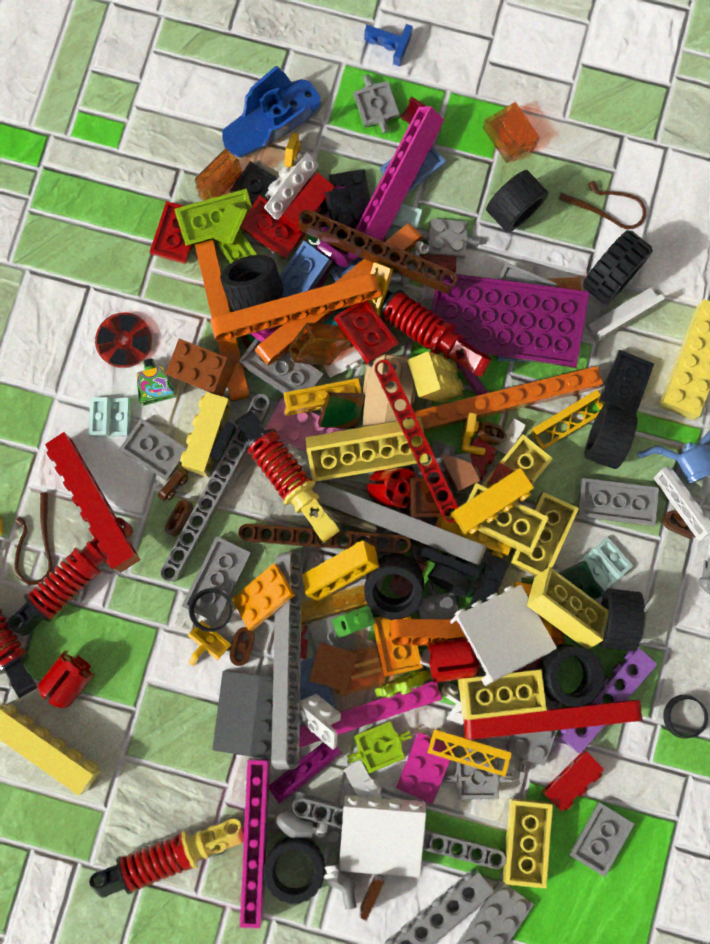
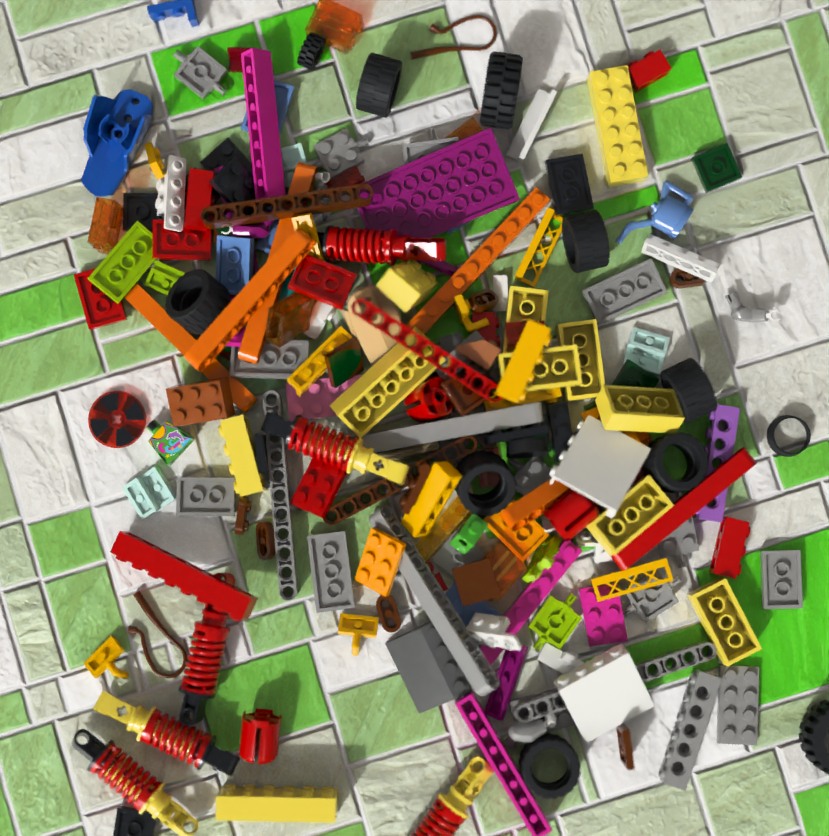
camera: 35 degrees left, 5 degrees up
(192, 609) = (333, 616): black tyre -> none
(229, 224) = (143, 261): lime panel -> none
(251, 501) = (318, 488): none -> red plate
(334, 550) = (415, 485): none -> reddish brown plate
(342, 882) = (596, 750): light grey arm -> none
(478, 141) = (311, 51): none -> black tyre

